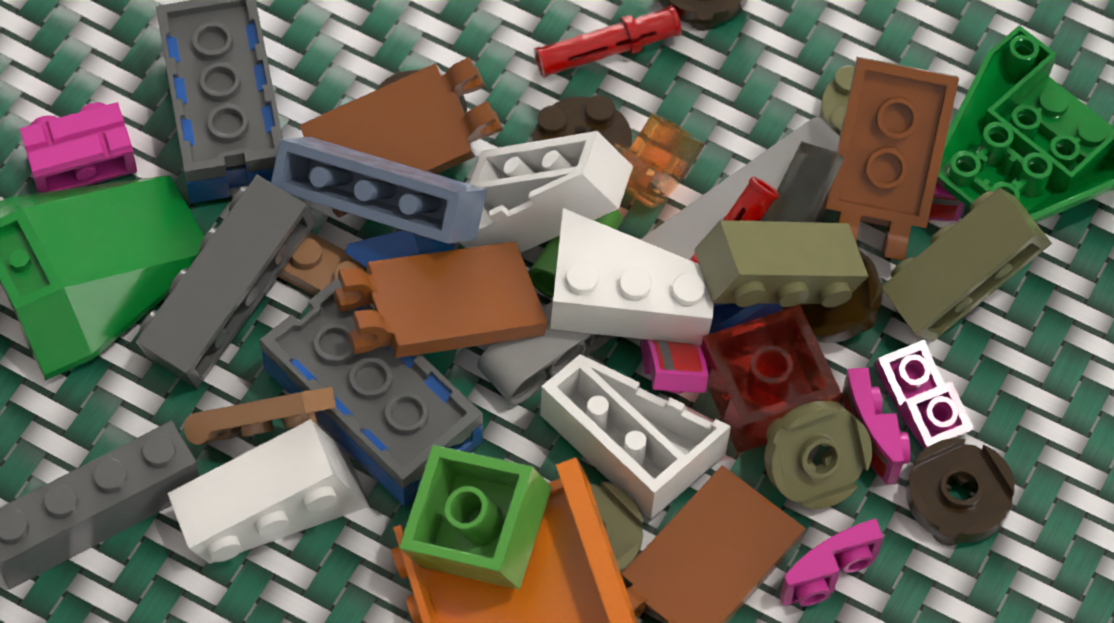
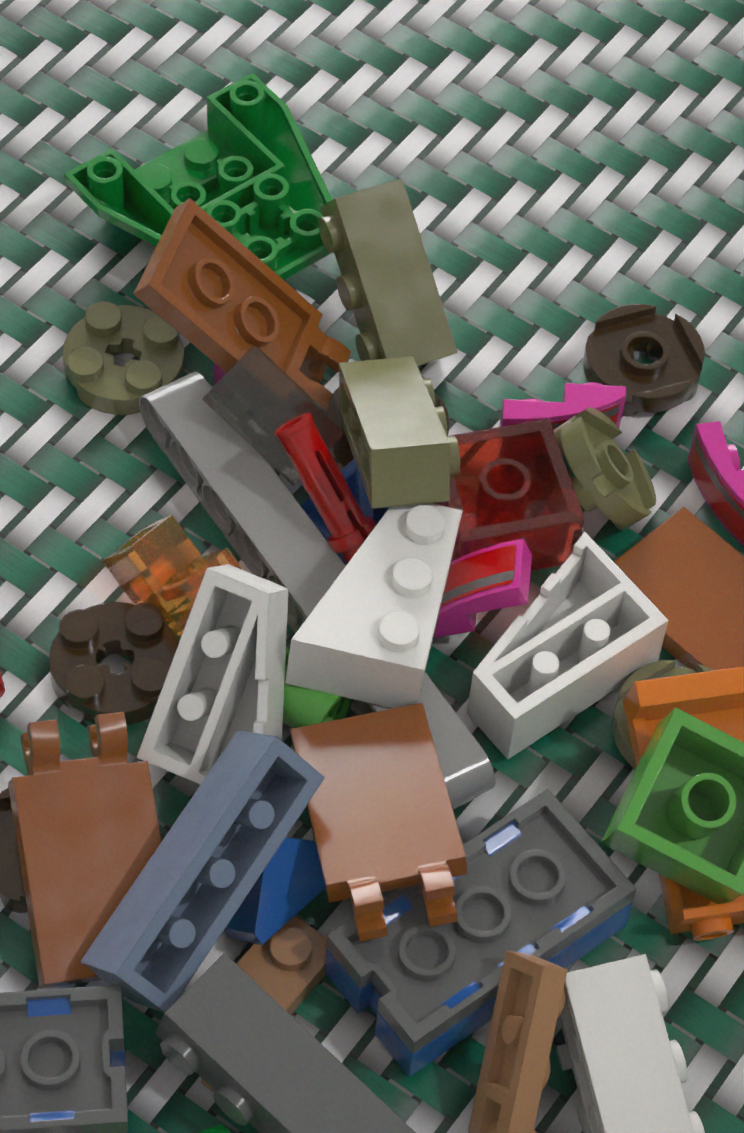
camera: 85 degrees left, 5 degrees down
(921, 397) = (531, 368): slope -> none

